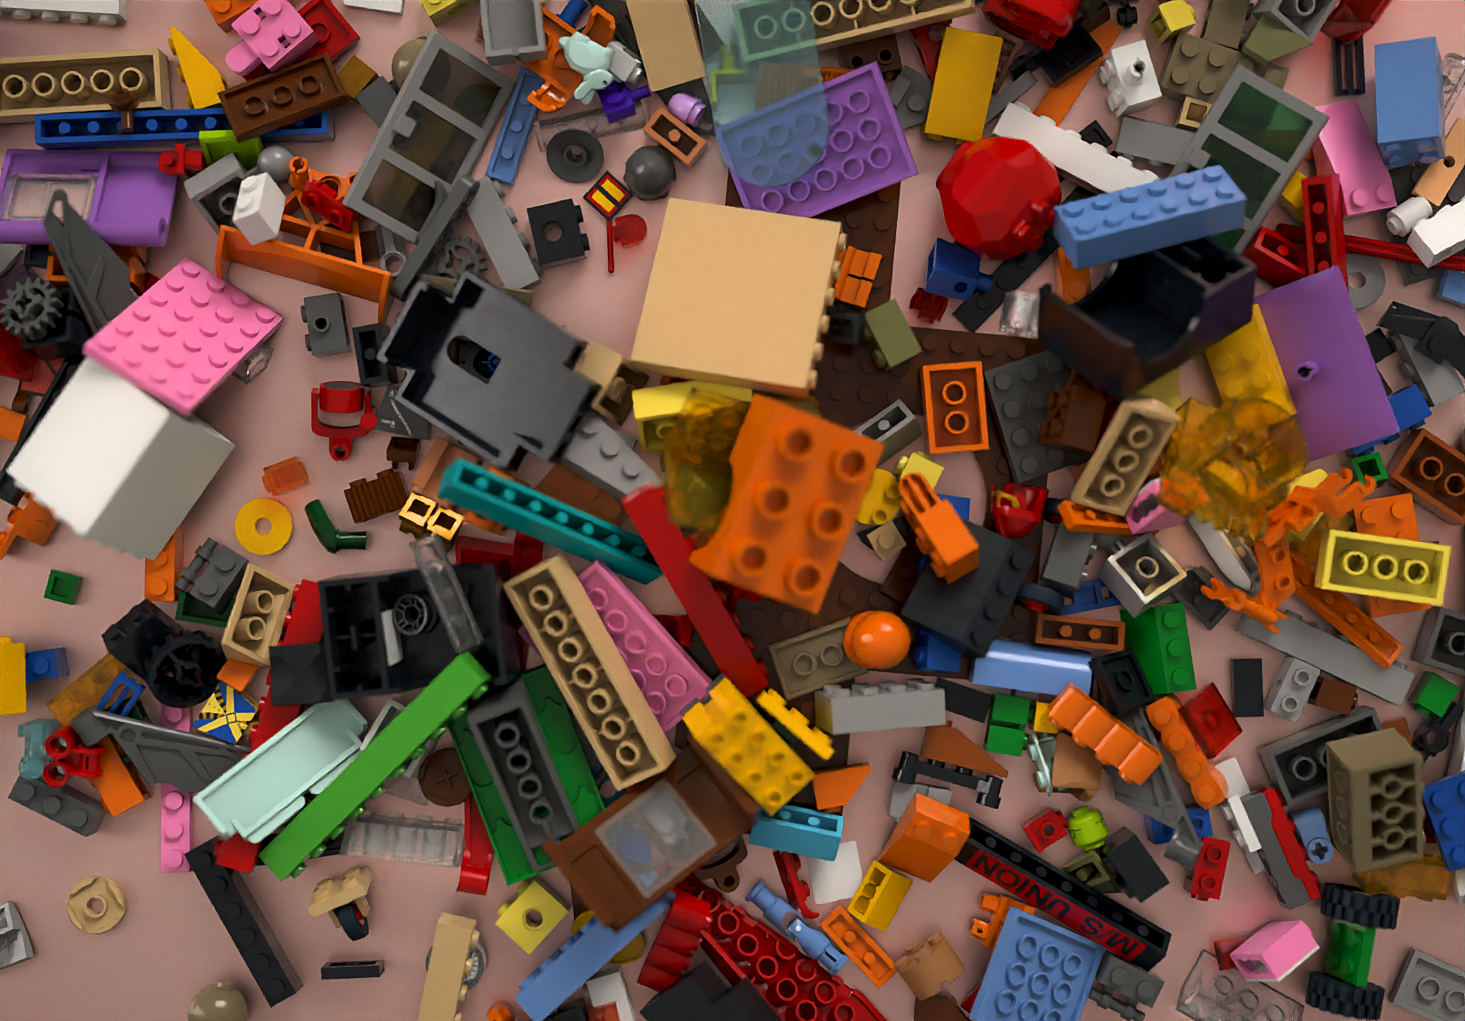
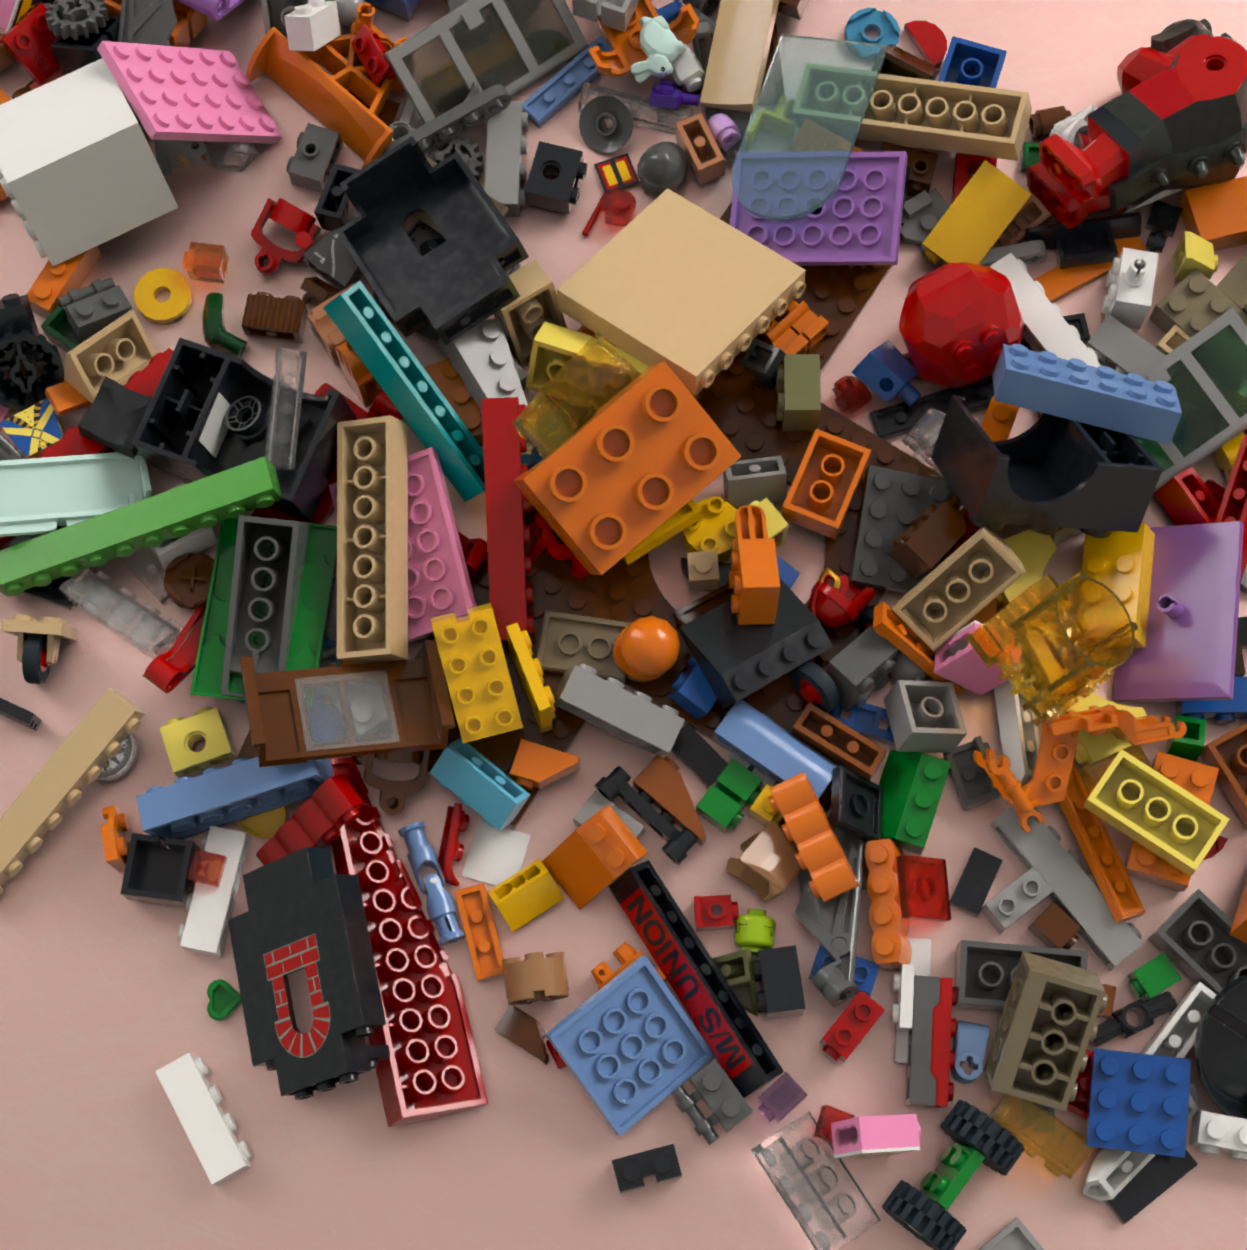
camera: 35 degrees right, 15 degrees down
(419, 519) = (319, 361): pearl gold legs -> none
(785, 731) = (521, 694): green tile -> none
(1043, 752) = (745, 836): light aqua hinge -> none
(1180, 955) = (780, 1098): none -> clear purple brick

